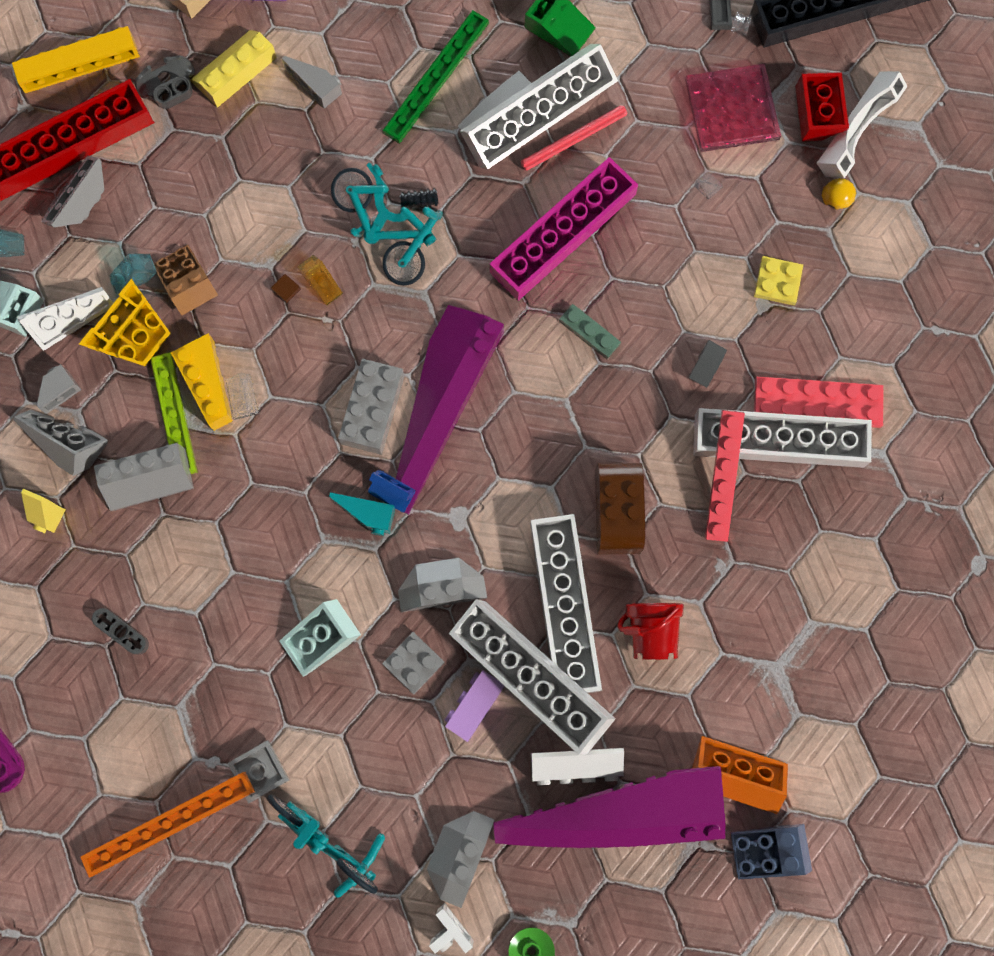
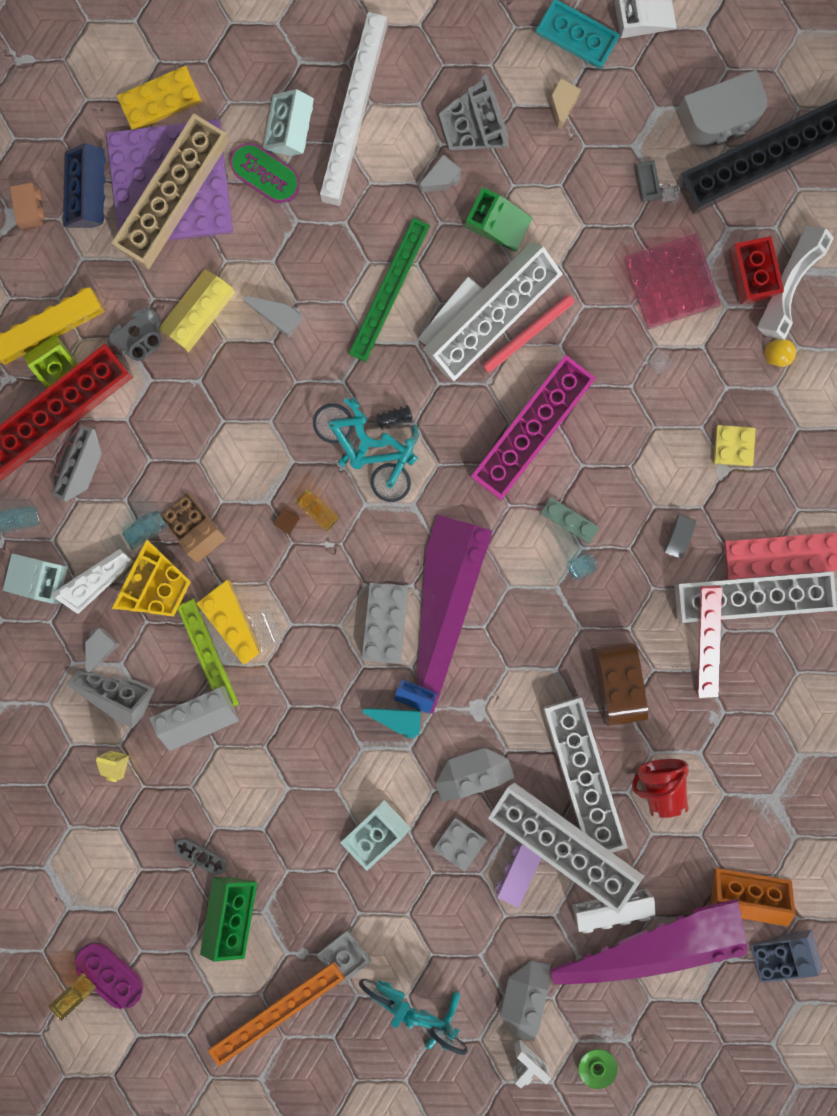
camera: 10 degrees left, 10 degrees up
(70, 90) = (50, 361): none -> lime slope
(136, 706) = (228, 919): none -> green slope
(595, 377) = (582, 566): none -> clear light blue slope

